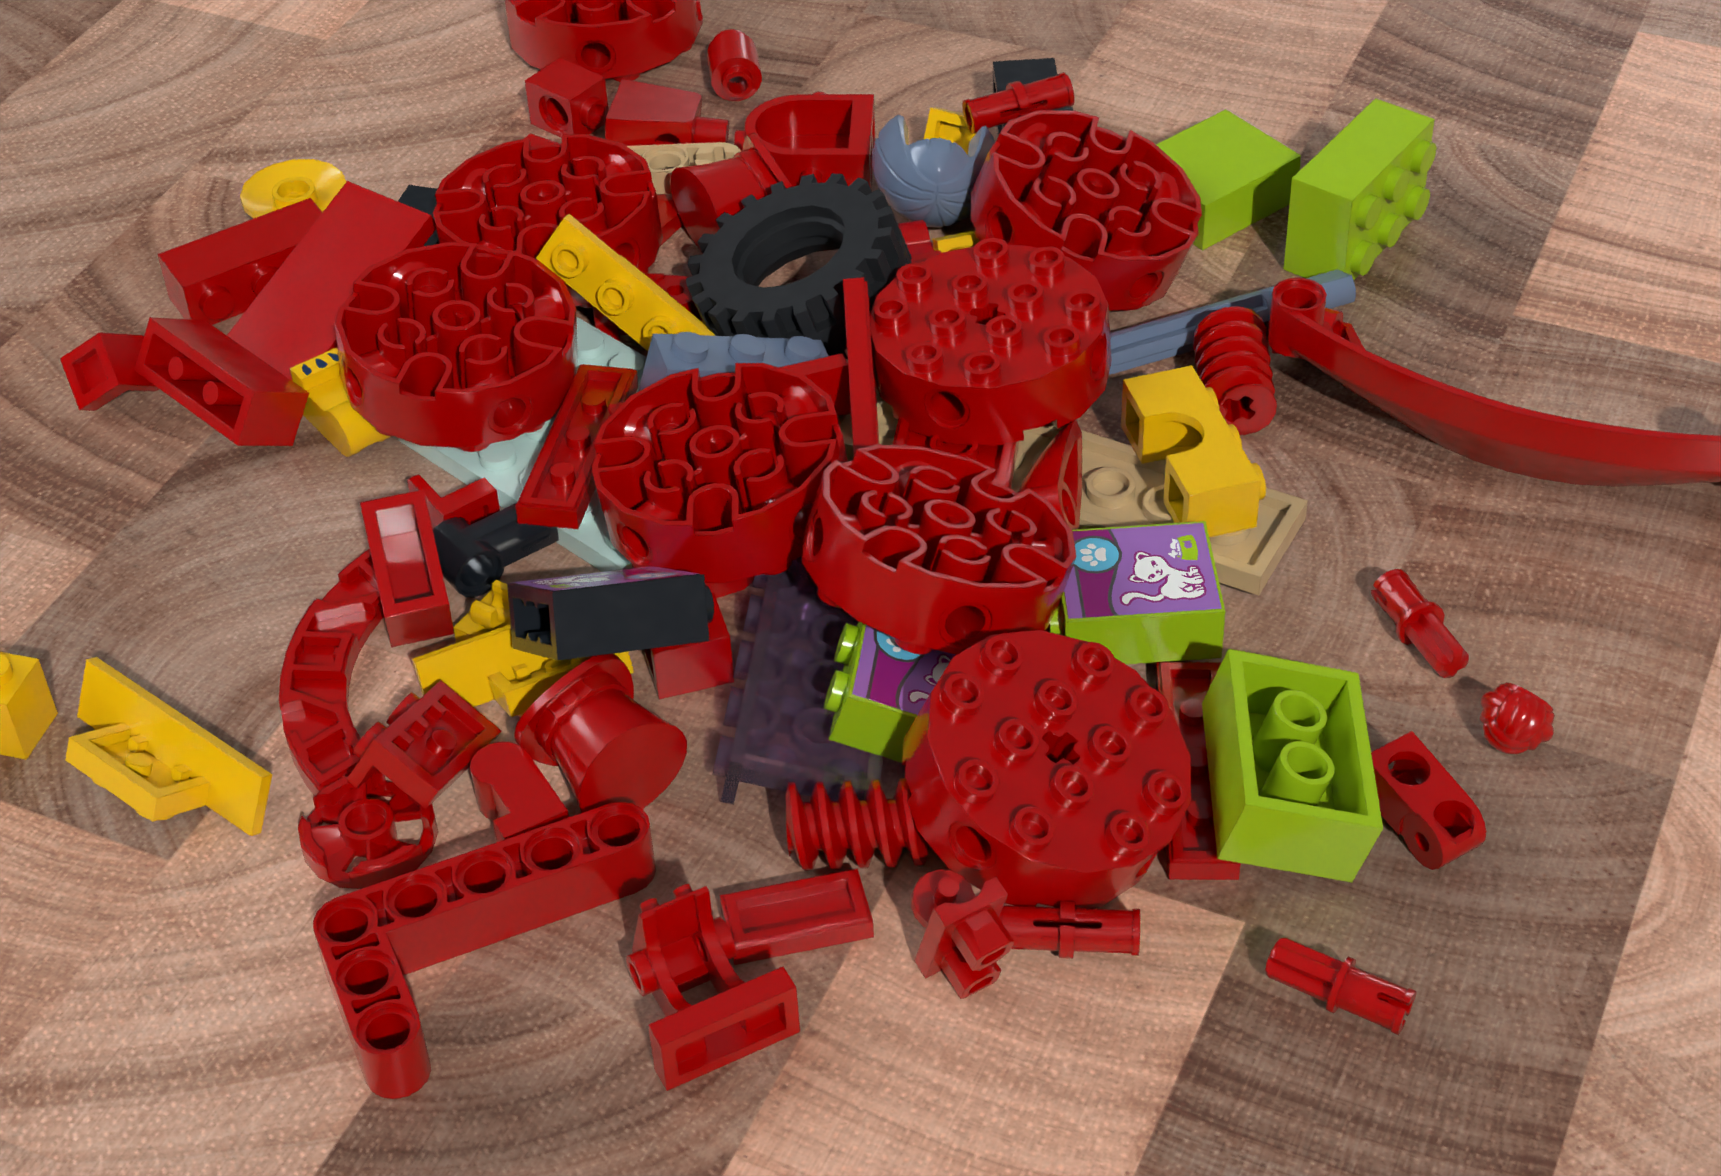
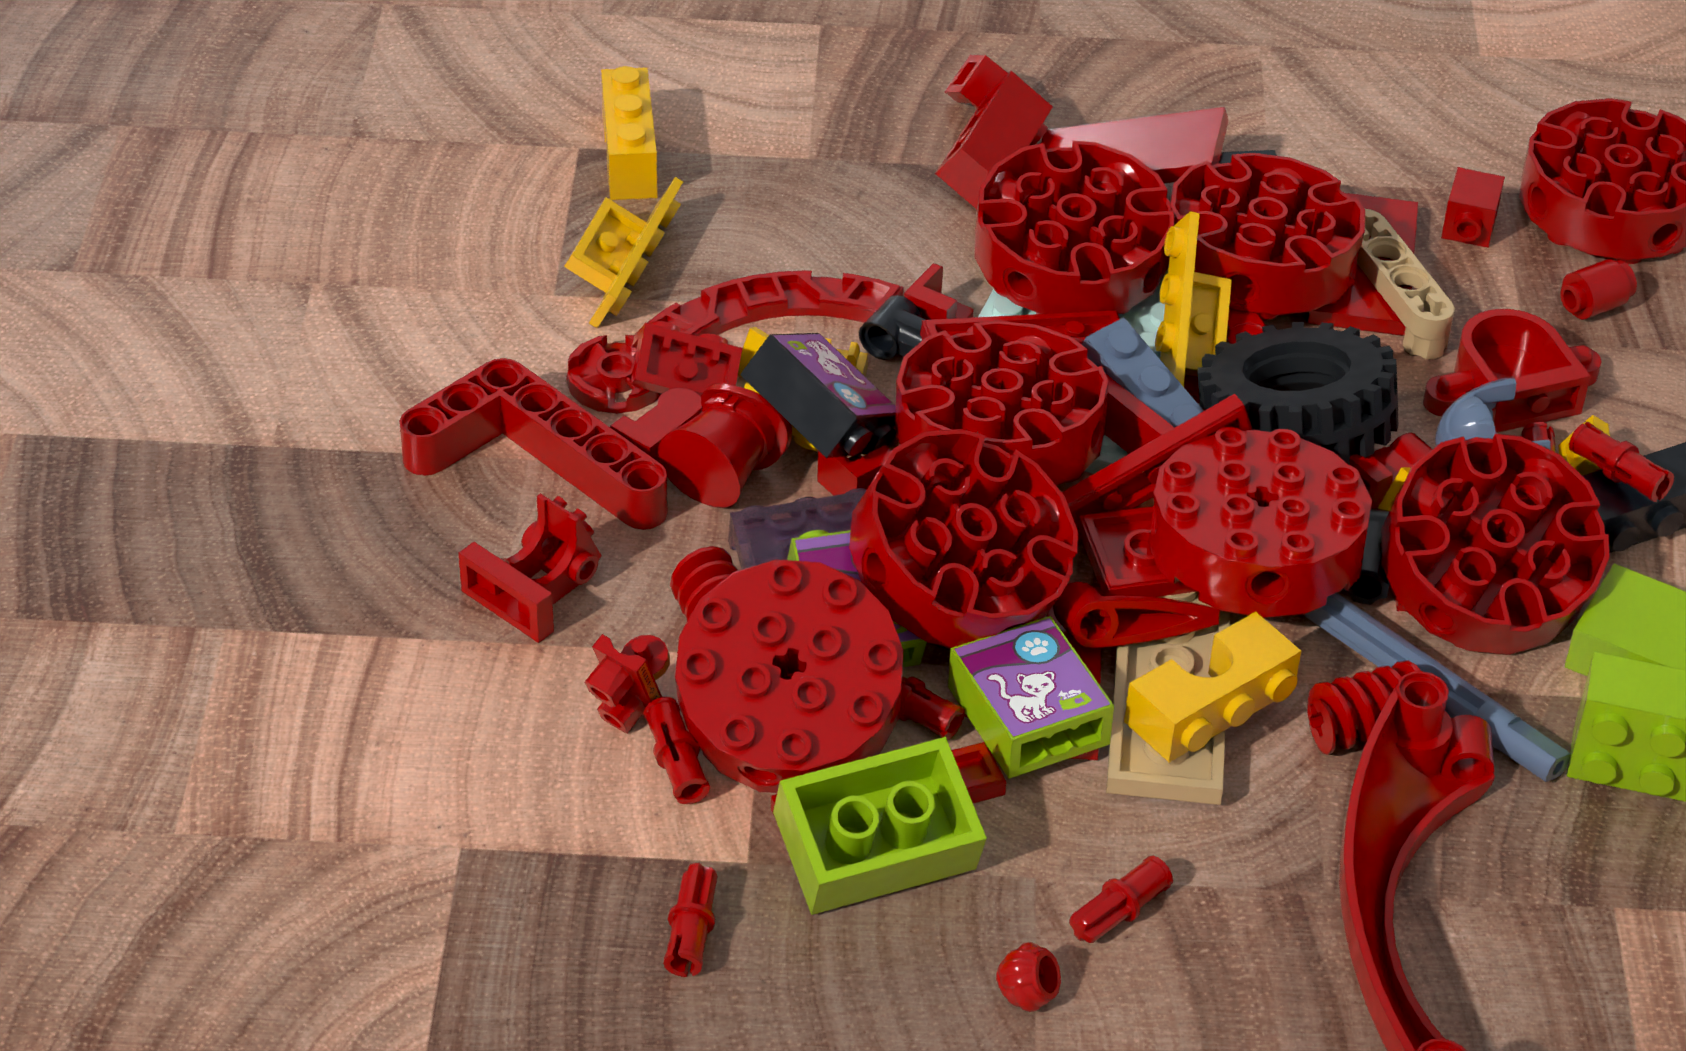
camera: 65 degrees right, 0 degrees up
(229, 268) = (1123, 92): red brick -> none
(291, 183) = (1249, 99): yellow dish -> none
(407, 568) = (838, 289): red brick -> none
(660, 116) = (1465, 260): red torso -> none
(718, 187) = (1406, 329): red hat -> none
(797, 916) = (632, 604): red tile -> none
(1425, 803) = (899, 928): red leg -> none

